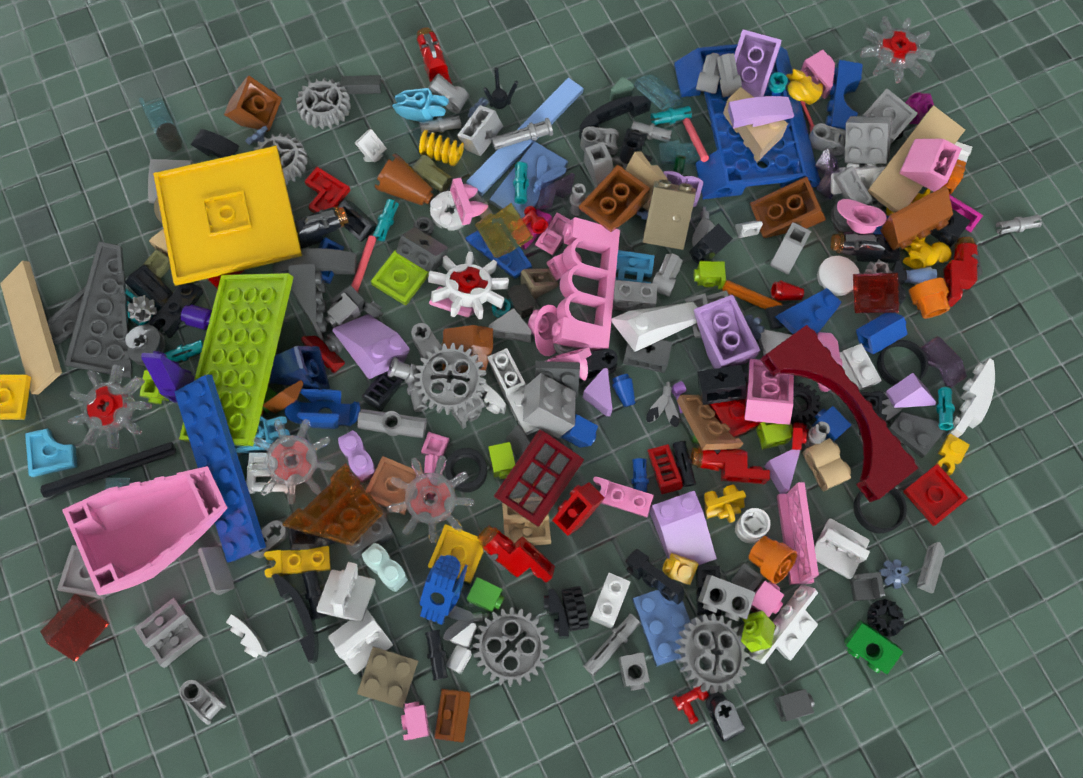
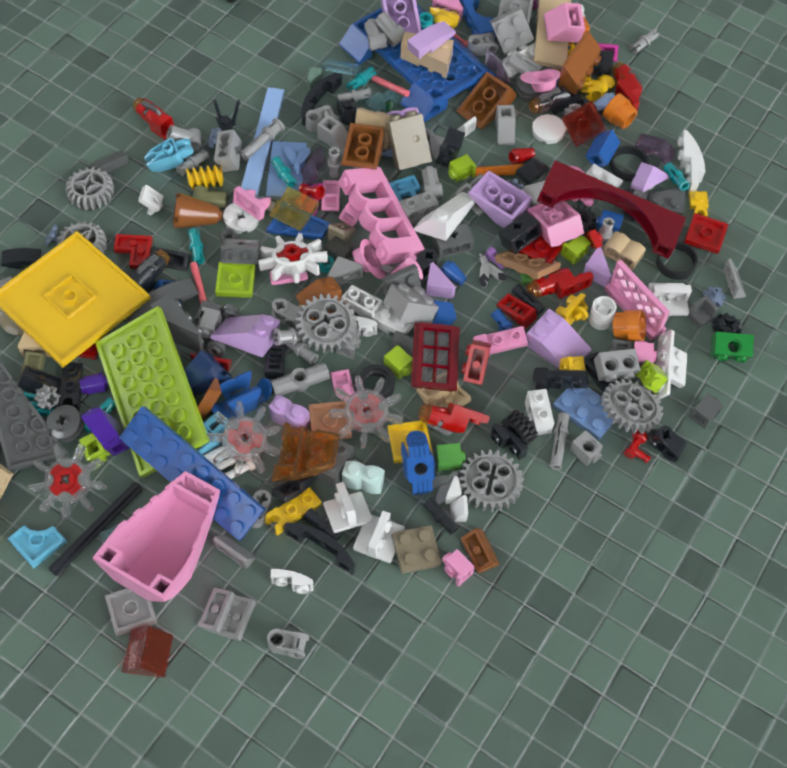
camera: 30 degrees left, 10 degrees down
(253, 105) = (32, 215): dark orange slope -> none
(811, 312) = (544, 160): blue wing -> none

